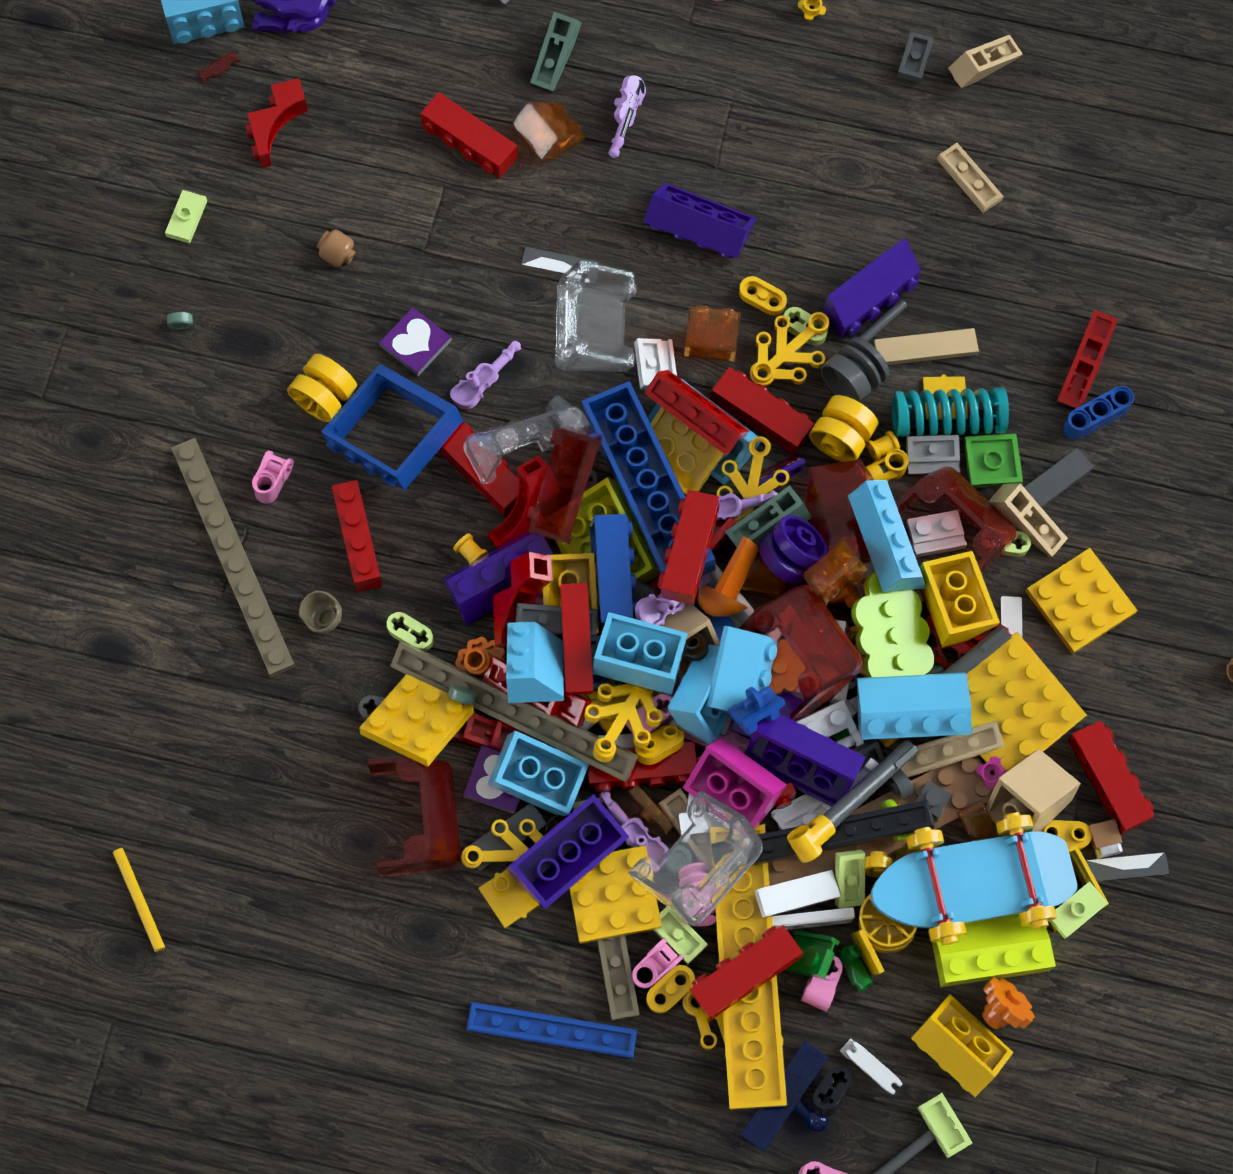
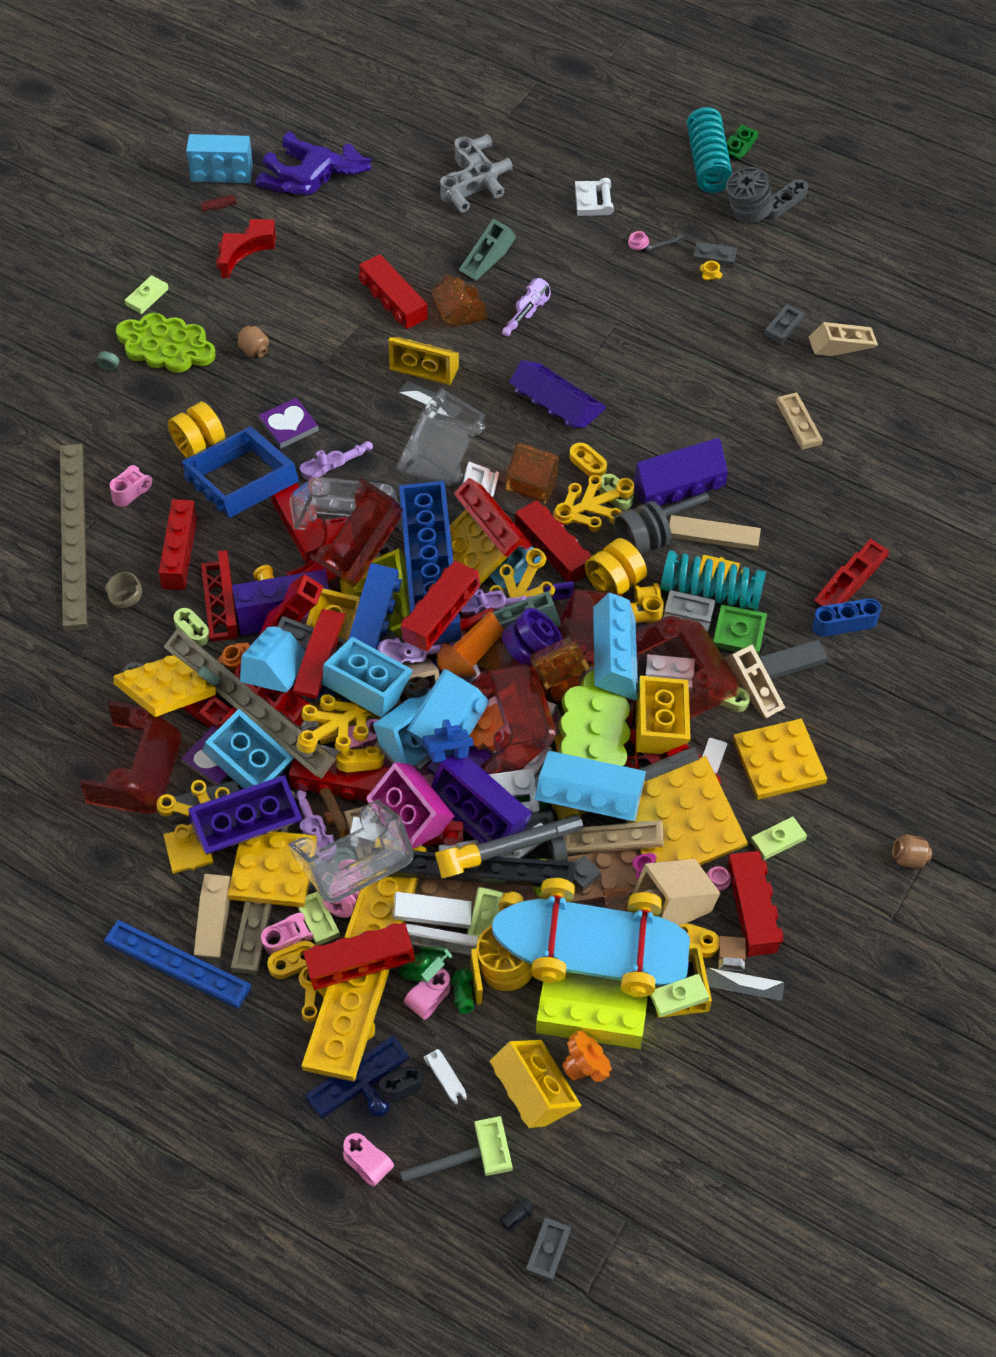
camera: 20 degrees right, 15 degrees down
(235, 276) = (165, 342): none -> lime plate
(436, 583) = (227, 594): none -> red fence
(537, 218) = (422, 360): none -> yellow slope
(570, 968) = (212, 916): none -> tan slope
(1066, 758) = (720, 877): none -> bright pink plate
(1109, 693) = (778, 838): none -> yellowish green plate

